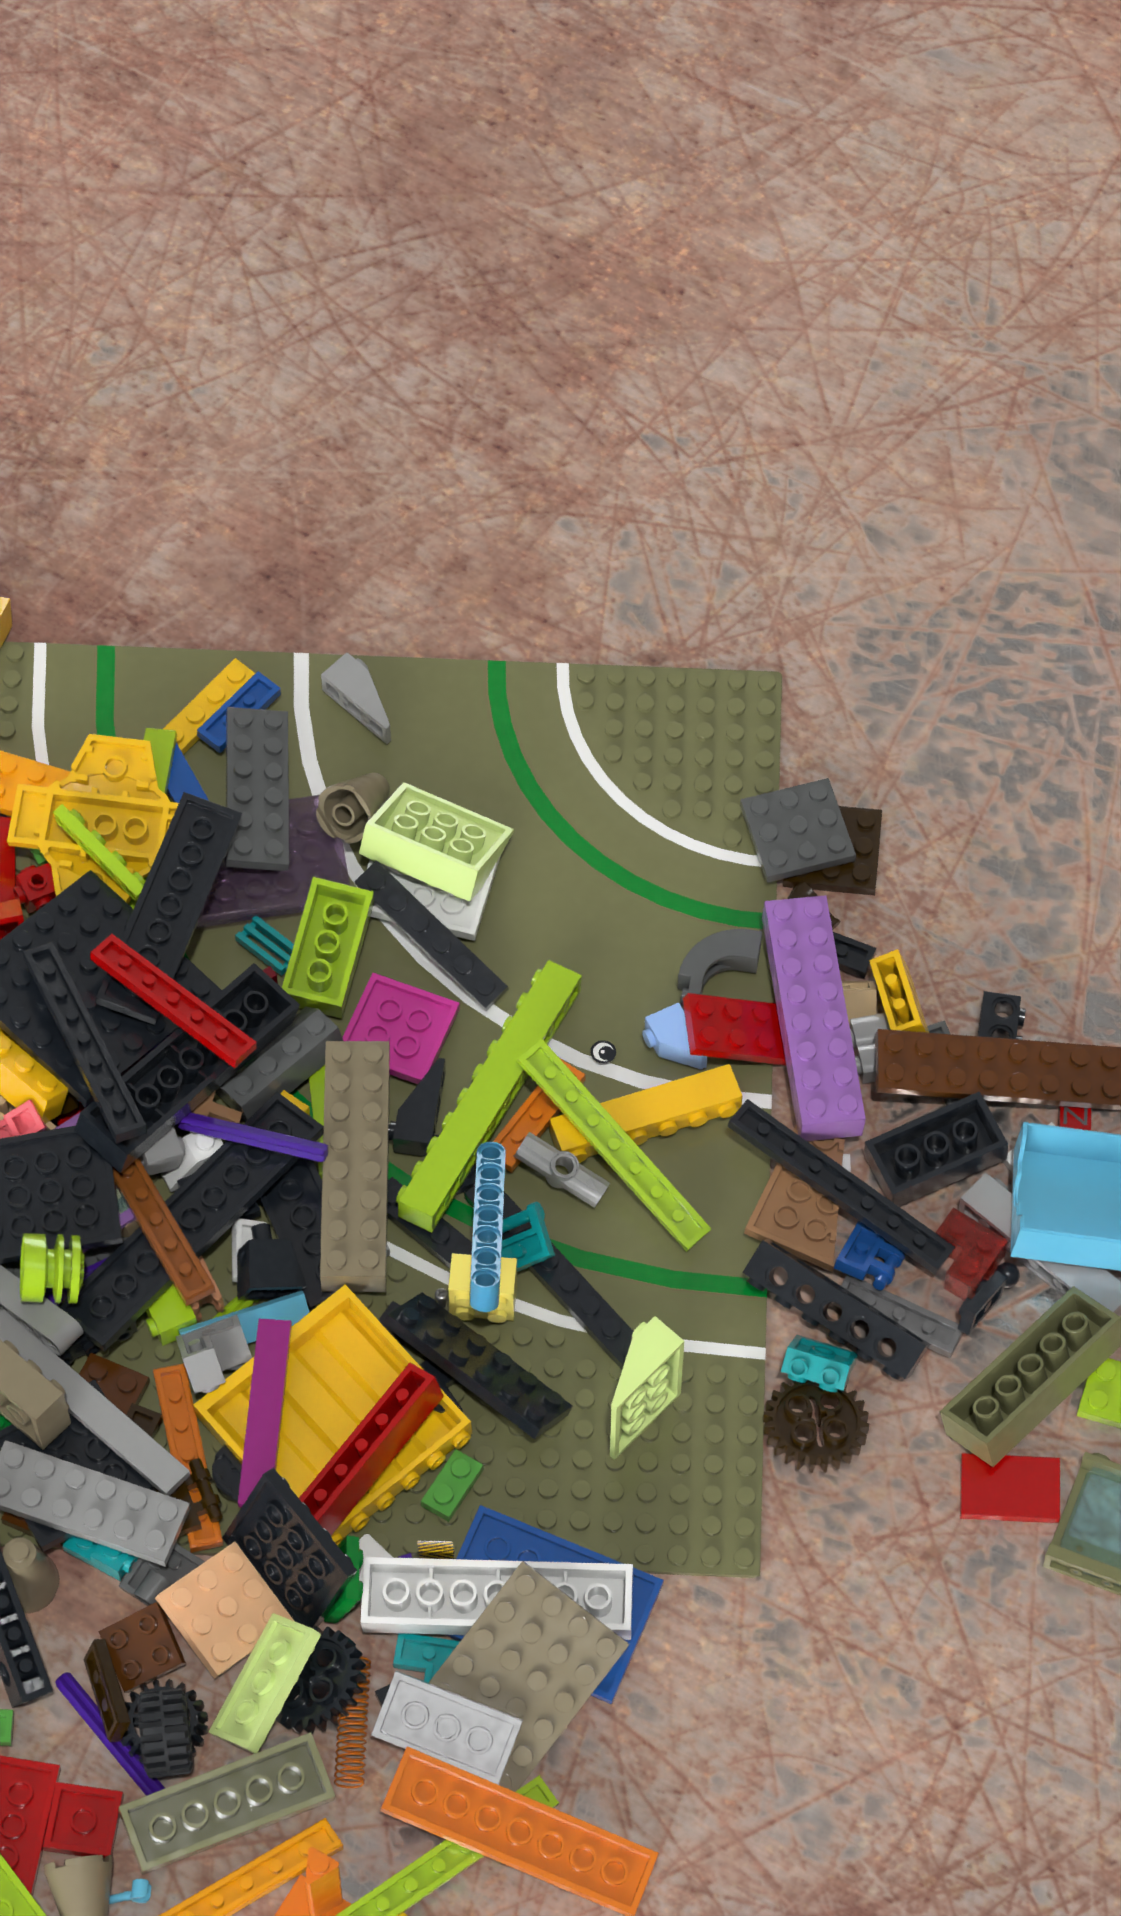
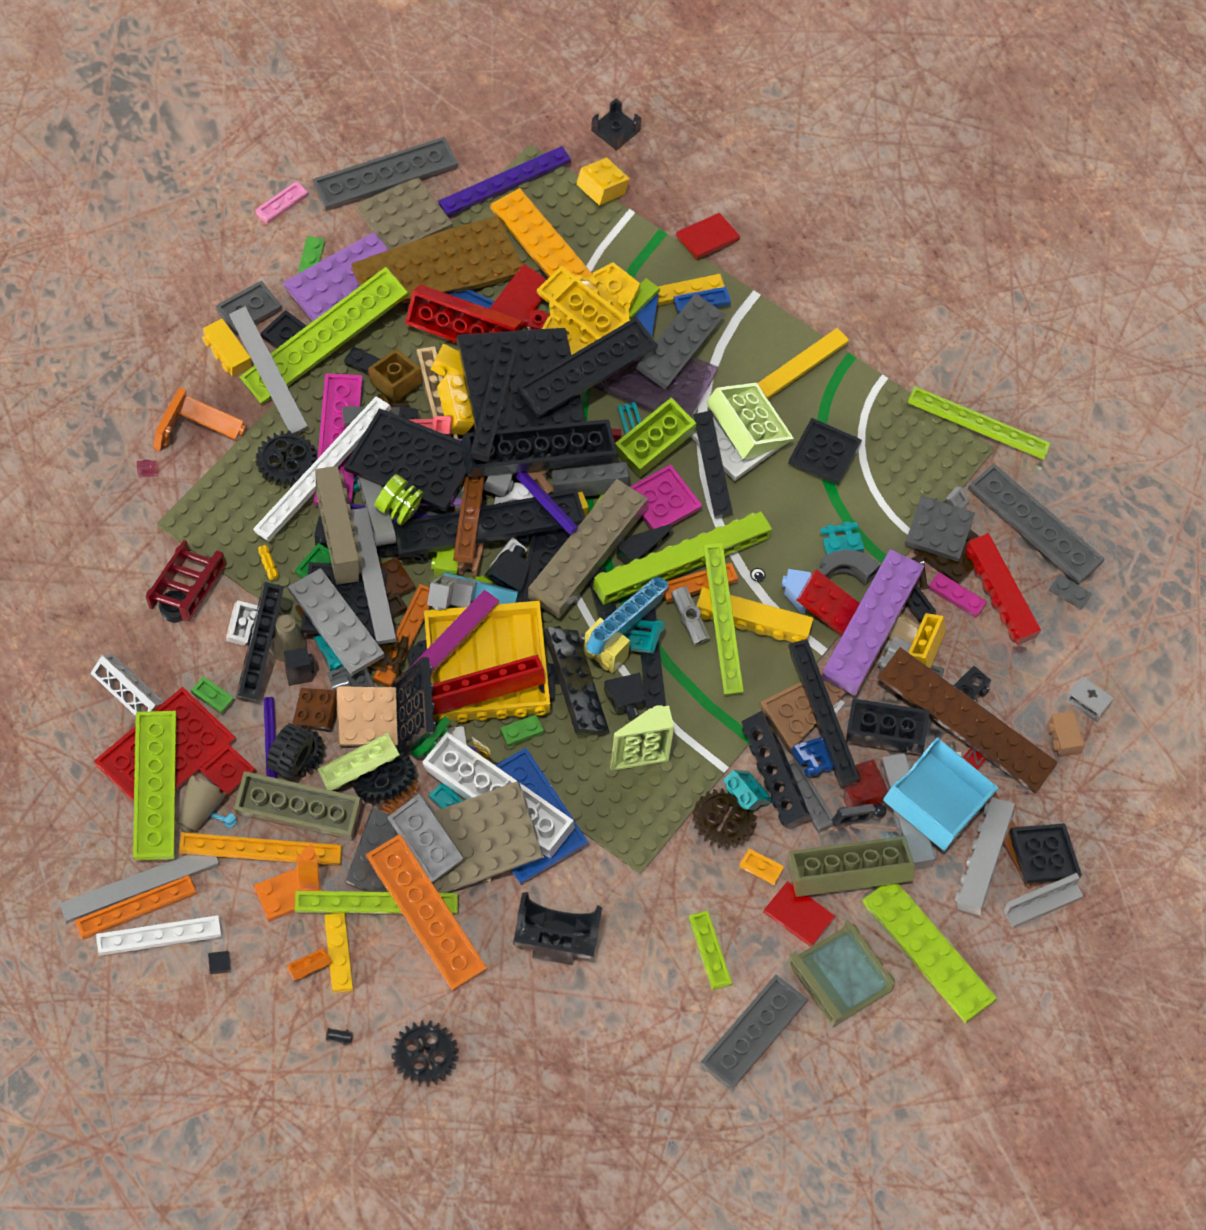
camera: 30 degrees right, 0 degrees up
(73, 1602) = (298, 666): none -> black brick
(94, 846) = (575, 315): lime plate -> none
(106, 1690) = (283, 715): dark brown tile -> none
(173, 1000) = (552, 410): red plate -> none
(174, 614) = (708, 235): none -> red tile
(350, 805) = (720, 374): dark tan cone -> none
(353, 689) = (767, 322): light grey slope -> none
(369, 1773) = (376, 832): none -> dark grey plate
(442, 713) = (803, 363): none -> yellow tile
(558, 1339) = (625, 695): none -> black torso
(566, 820) = (825, 451): none -> black plate
(689, 930) = (845, 542): none -> teal plate
(723, 1735) = (556, 934): none -> black piece
(737, 649) = (979, 422): none -> lime plate
(787, 772) = (957, 497): none -> light grey plate
(885, 908) = (957, 595): none -> dark pink plate
(913, 742) = (1036, 523): none -> dark grey plate
(913, 1456) = (761, 866): none -> light orange plate
(932, 1619) = (710, 950): none -> lime tile
(941, 861) = (1002, 589): none -> red brick
(1025, 808) = (1070, 591): none -> dark grey plate
(1075, 1693) = (753, 1032): none -> dark grey plate

